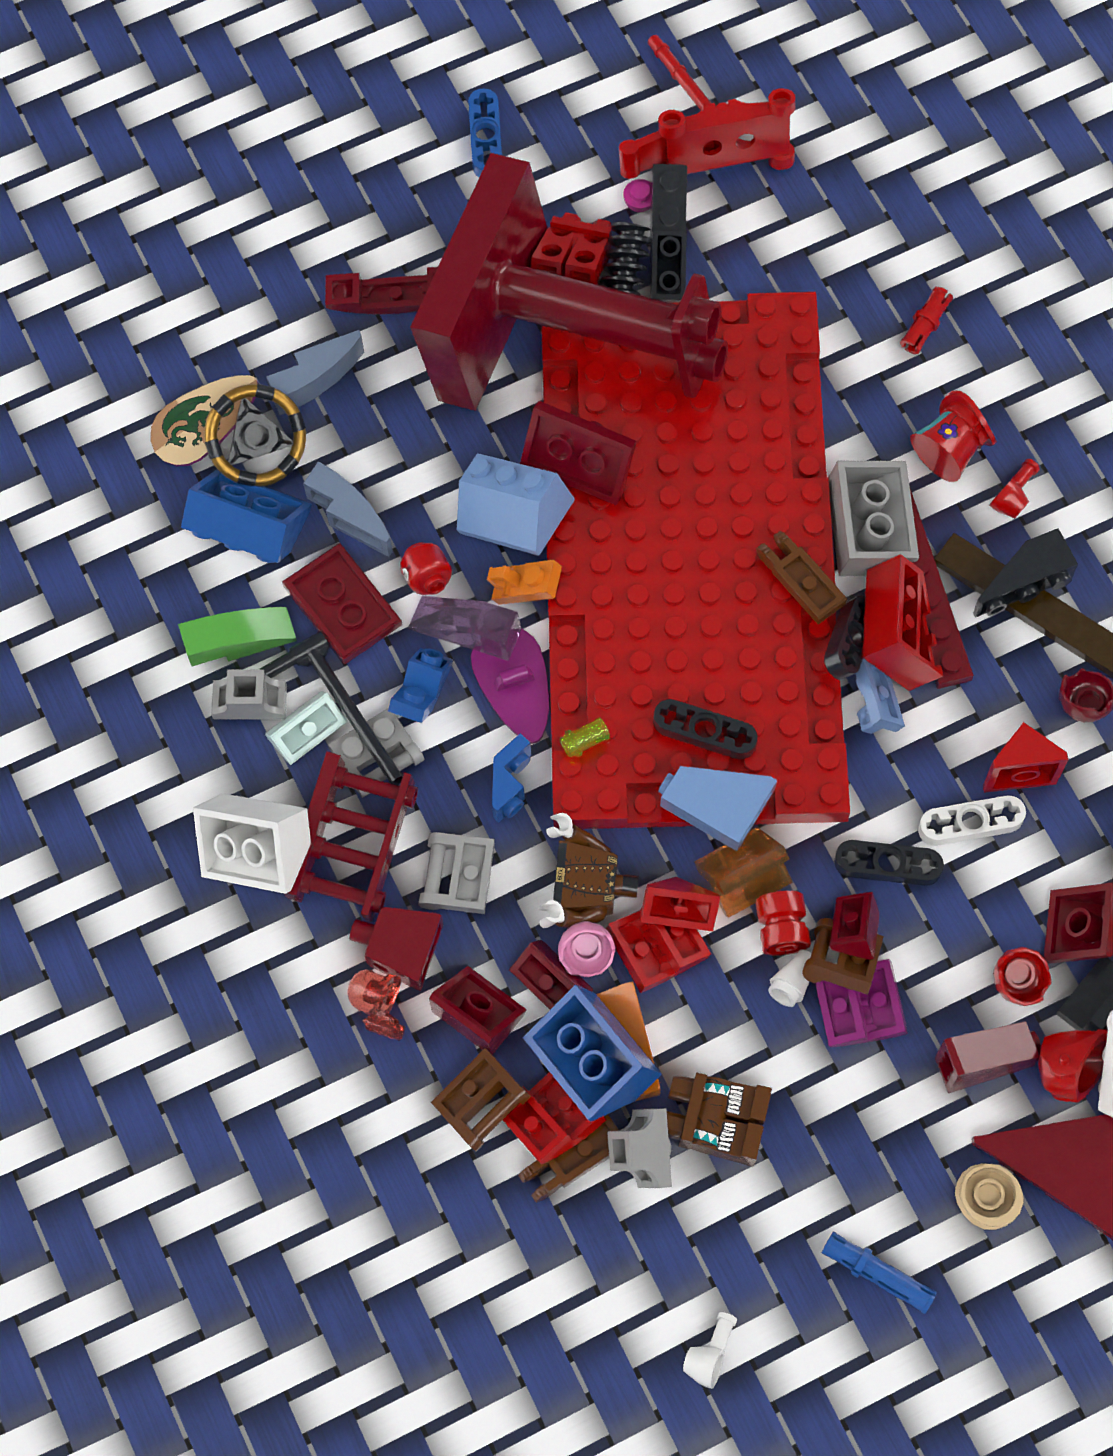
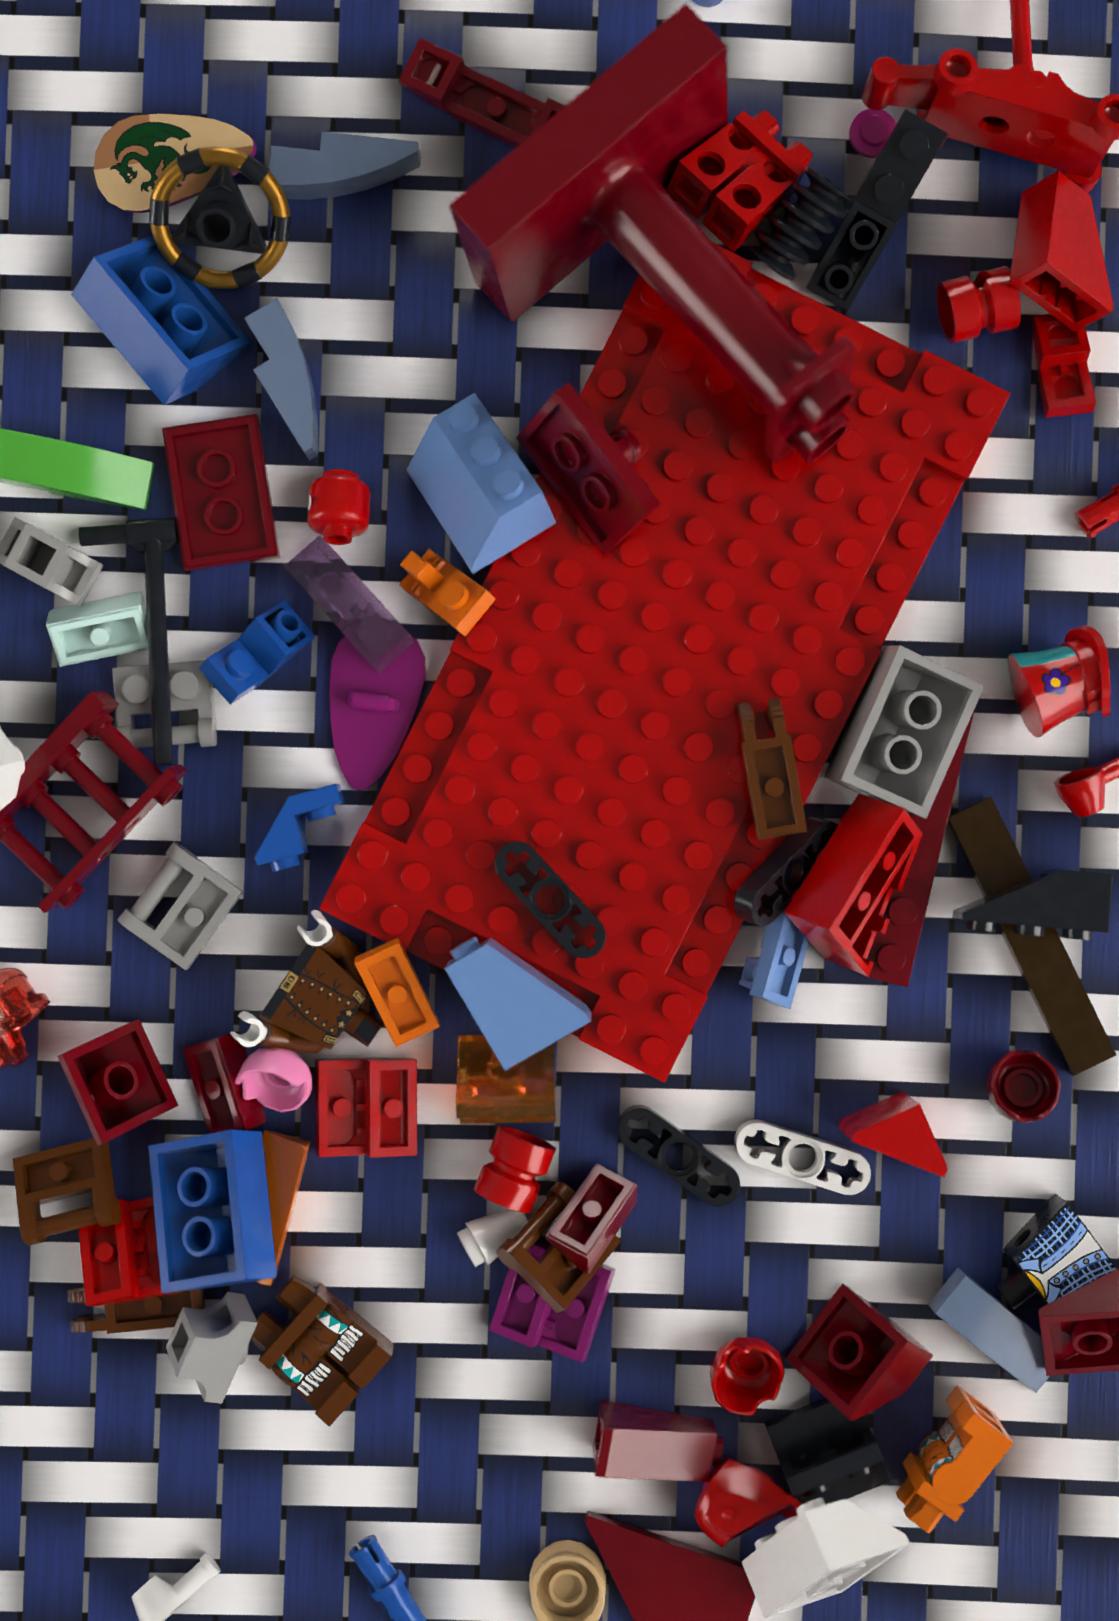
camera: 25 degrees right, 20 degrees up
(400, 943) = (70, 958): dark red torso -> none
(584, 737) = (402, 836): clear neon green pin -> none
(636, 844) = (396, 992): none -> orange hinge
(680, 905) = (410, 1083): red slope -> none
(764, 254) = (973, 305): none -> red wheel
(797, 199) = (1060, 253): none -> red slope
(837, 265) = (1062, 367): none -> red slope

